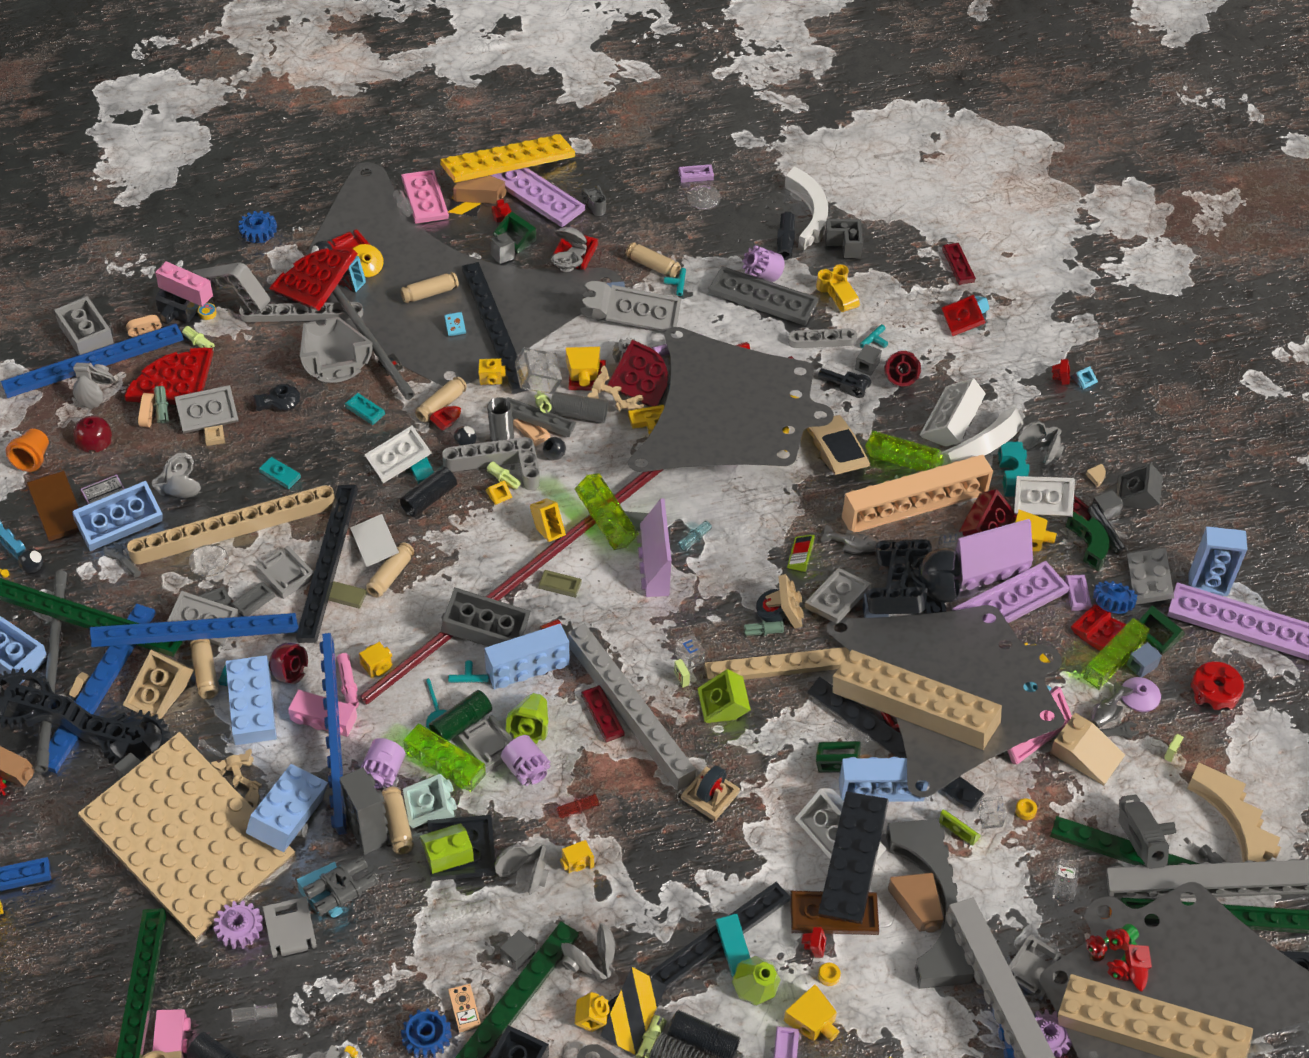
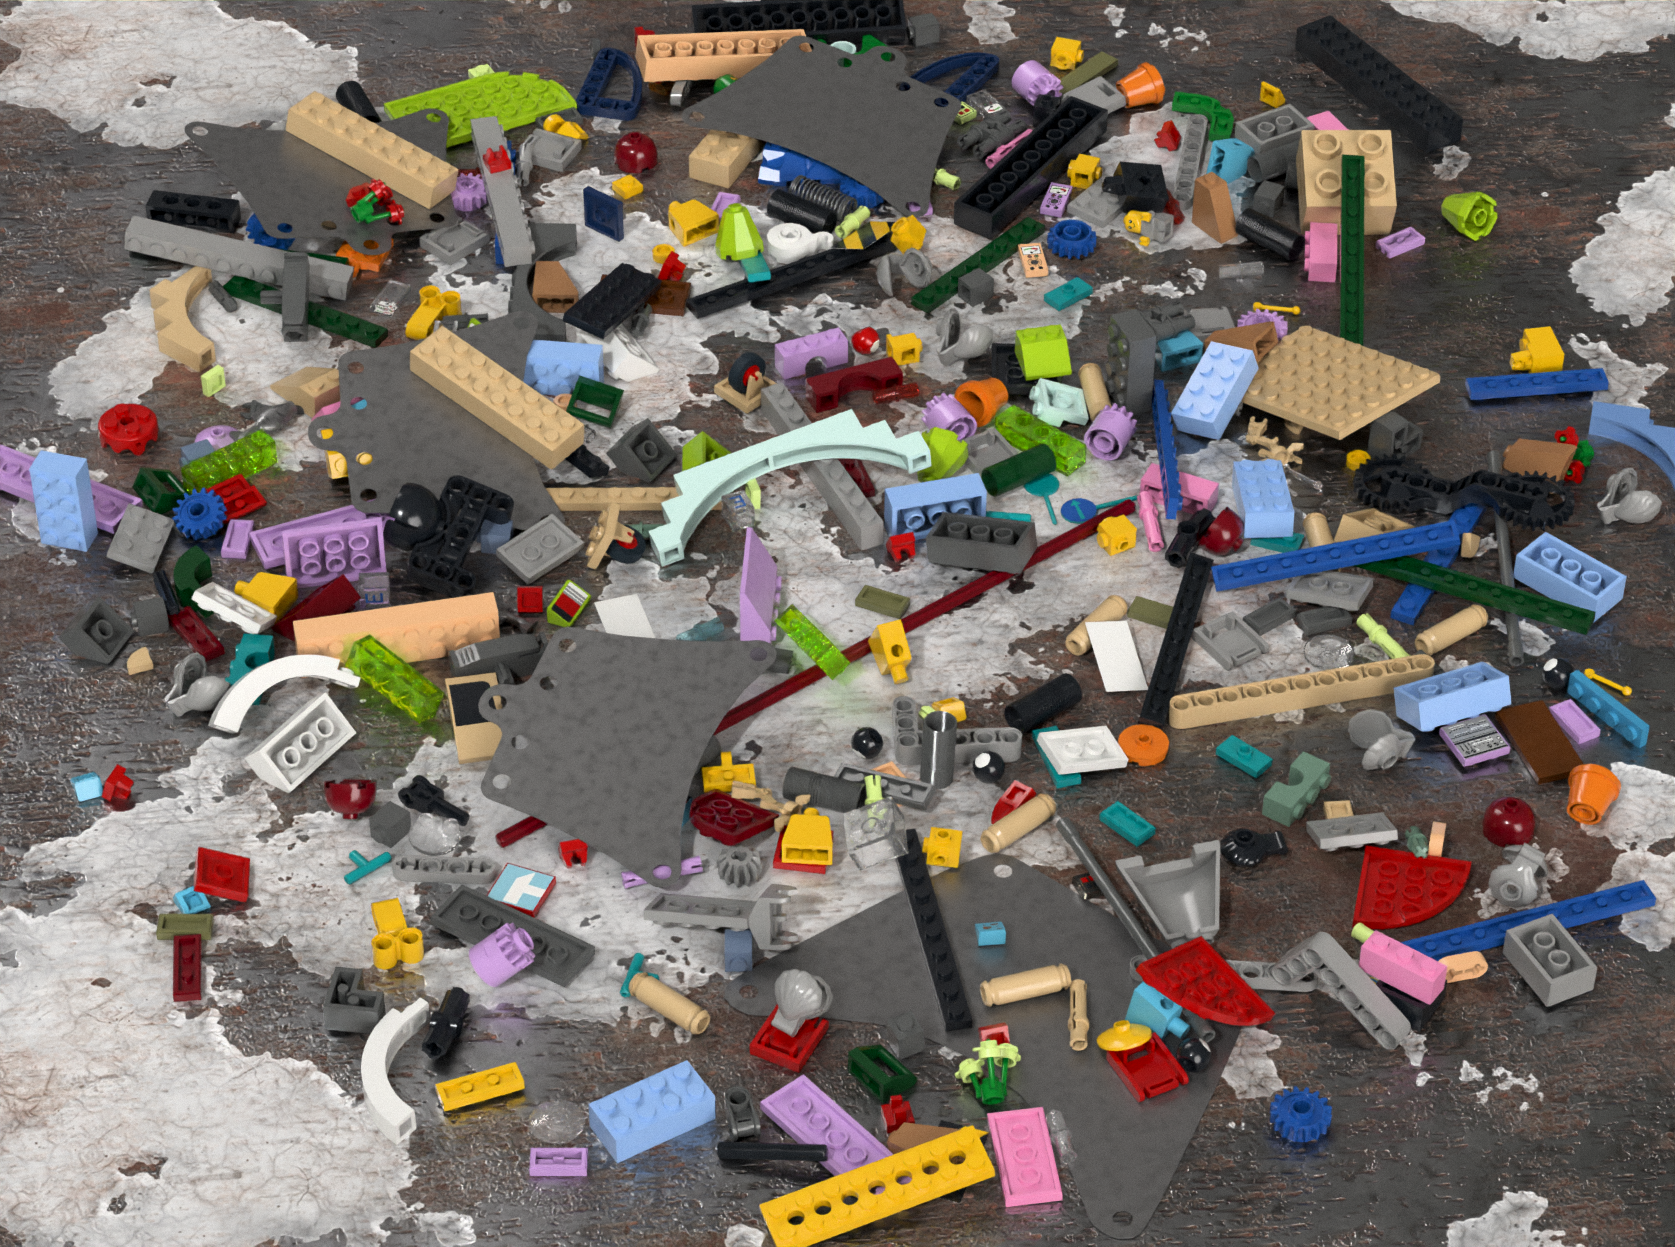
camera: 170 degrees left, 10 degrees down
(26, 527) = (1574, 721): none -> lavender tile
(111, 590) = (1451, 629): none -> tan axle
(166, 584) = (1379, 636): none -> yellowish green pin
(240, 969) = (1295, 310): none -> yellow hinge
(250, 431) = (1306, 779): none -> sand green arch
(260, 884) = (1254, 337): none -> medium nougat slope
(310, 671) = (1187, 537): none -> black piece
(354, 473) = (1144, 744): none -> orange plate
(395, 278) = (1078, 1022): none -> tan pin
(405, 694) = (1081, 510): none -> blue piece
(427, 961) = (1068, 294): none -> teal plate
(445, 252) = (995, 1032): none -> red tile
(447, 224) = (991, 1090): none -> plant
(498, 788) = (982, 398): none -> orange piece
(572, 179) = (772, 1151): none -> black axle
(595, 819) = (827, 389): none -> dark red arch
(613, 861) = (865, 341): none -> red piece
(627, 689) = (826, 439): none -> light aqua arch
(646, 844) = (794, 354): none -> lavender arch
(647, 195) = (652, 1111): none -> light blue brick
(695, 997) = (793, 241): none -> white piece
(753, 205) = (480, 1086): none -> yellow plate
(753, 546) = (624, 617): none -> white sticker
(768, 329) = (522, 888): none -> tile
(785, 706) = (642, 452): none -> dark grey slope
(825, 857) = (640, 320): none -> dark grey axle
(832, 487) = (507, 656): none -> dark grey piece
(835, 549) = (530, 598): none -> red tile
(836, 358) = (434, 835): none -> clear dish
(899, 996) = (603, 213): none -> dark blue tile
(972, 287) = (184, 924): none -> olive tile
(984, 850) = (464, 320): none -> dark grey axle
(1017, 855) = (433, 307): none -> yellow piece
(1021, 1019) = (497, 161): none -> red tile

